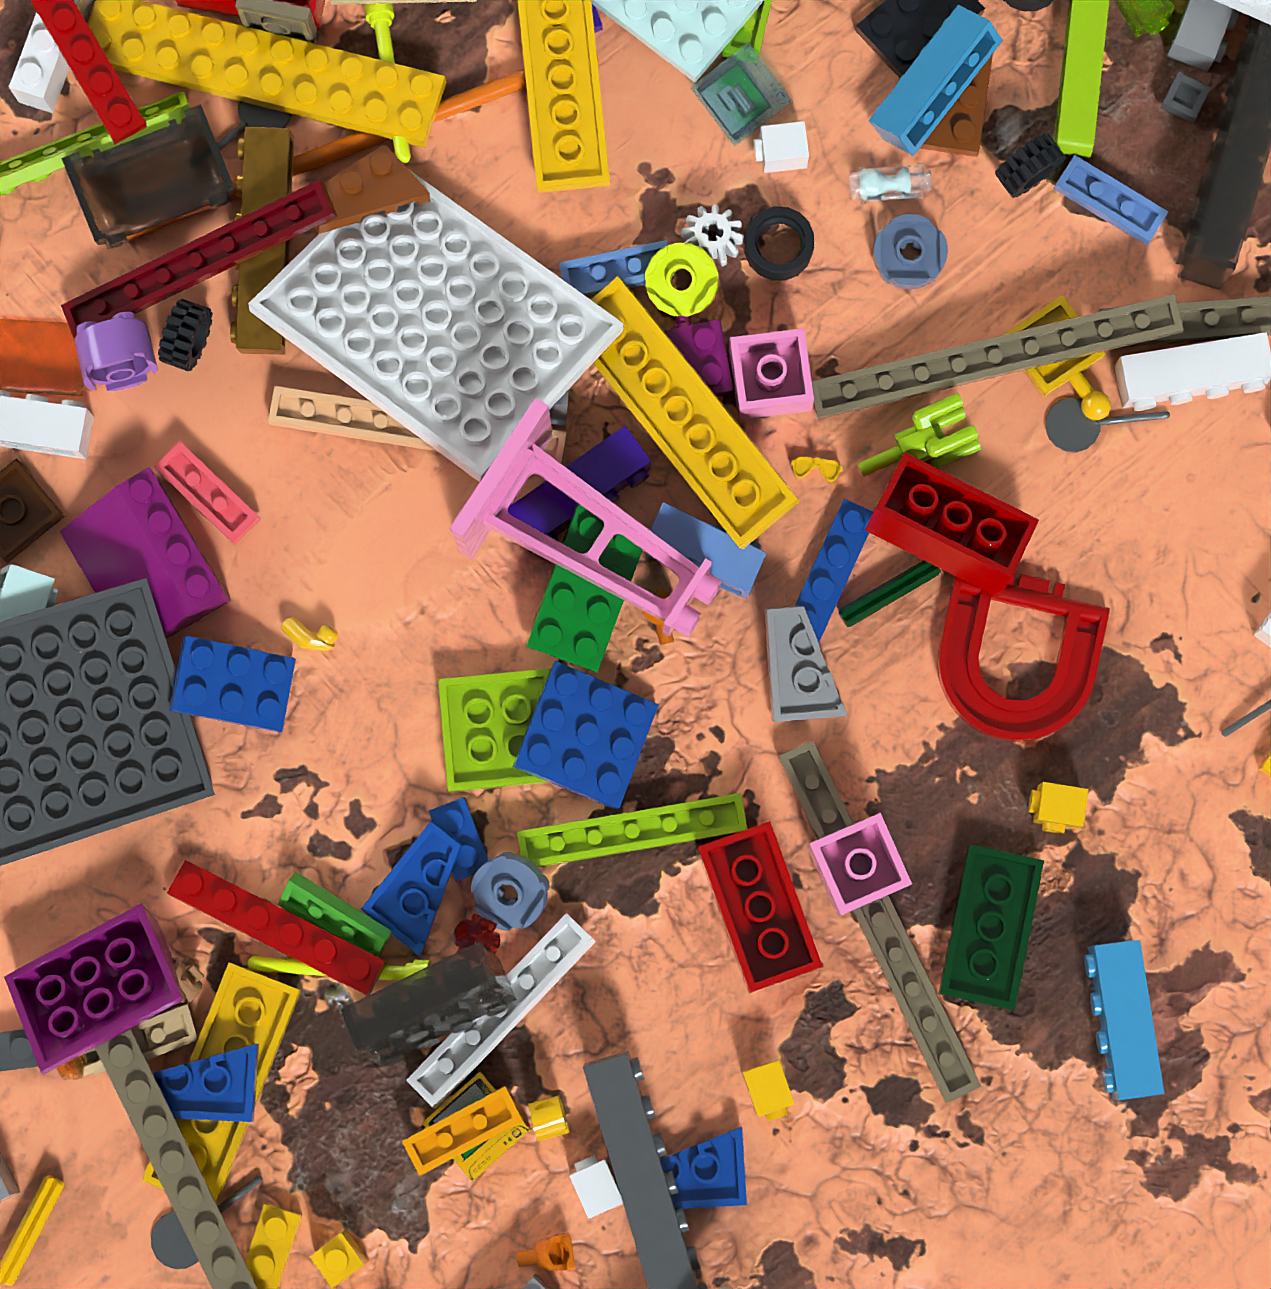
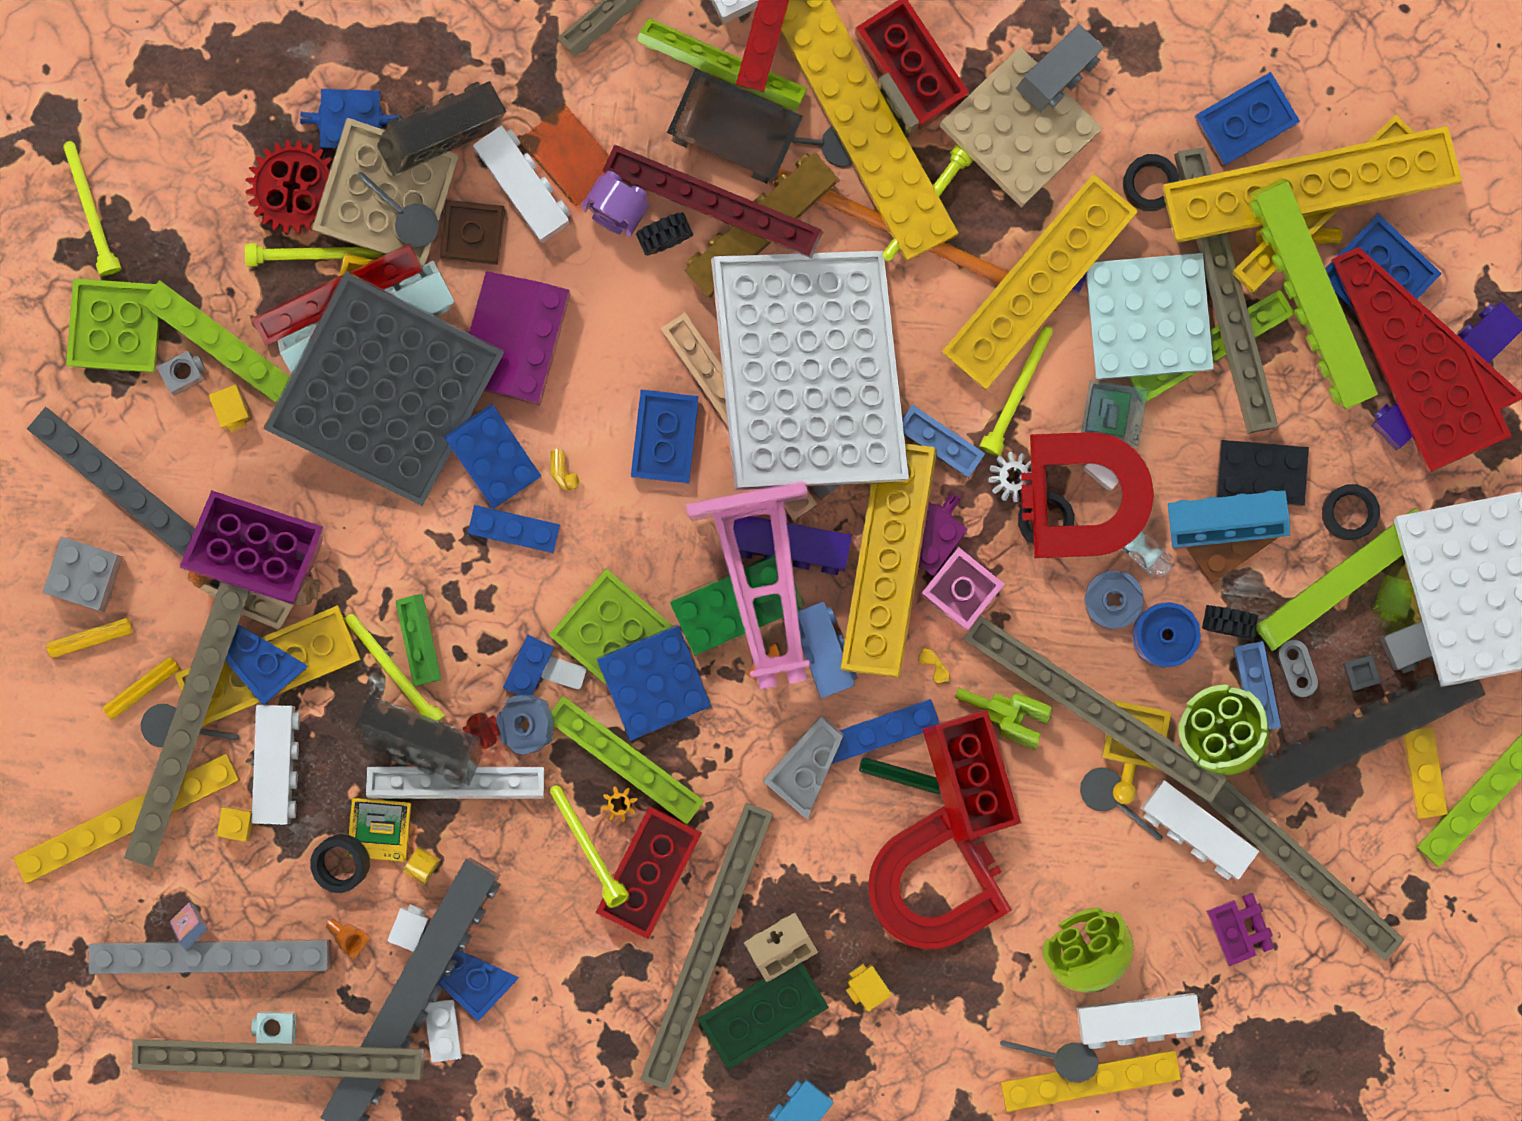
camera: 40 degrees right, 5 degrees up
(124, 1226) = (141, 688): none -> yellow axle
(207, 493) = (587, 333): coral plate -> none
(277, 928) = (381, 613): red plate -> none
(318, 1167) = (274, 764): none -> white brick
(319, 731) = (514, 529): none -> blue plate
(370, 512) = (664, 436): none -> blue plate
(371, 186) = (851, 255): dark orange wing -> none
(415, 887) = (477, 668): blue wing -> none
(462, 1130) = (369, 825): light orange plate -> none
(468, 1222) = (319, 869): none -> black tyre
(497, 811) = (564, 673): none -> white sticker
(663, 224) = (994, 440): none -> neon yellow piece
(673, 864) = (611, 806): none -> light orange gear
(704, 279) = (985, 481): neon yellow tile -> none
(724, 1248) = (443, 1031): none -> white plate
(747, 955) = (614, 893): none -> neon yellow piece
(752, 140) = (1086, 449): none -> red piece
(768, 1090) = (552, 973): yellow brick -> none
(859, 864) = (724, 906): bright pink brick -> none
(945, 851) = (780, 947): none -> tan brick
(988, 232) = (1182, 628): none -> blue wheel
(1126, 256) = (1220, 716): none -> lime cylinder
(1128, 146) = (1300, 667): none -> light grey plate
(1234, 573) = (1095, 964): none -> lime cylinder

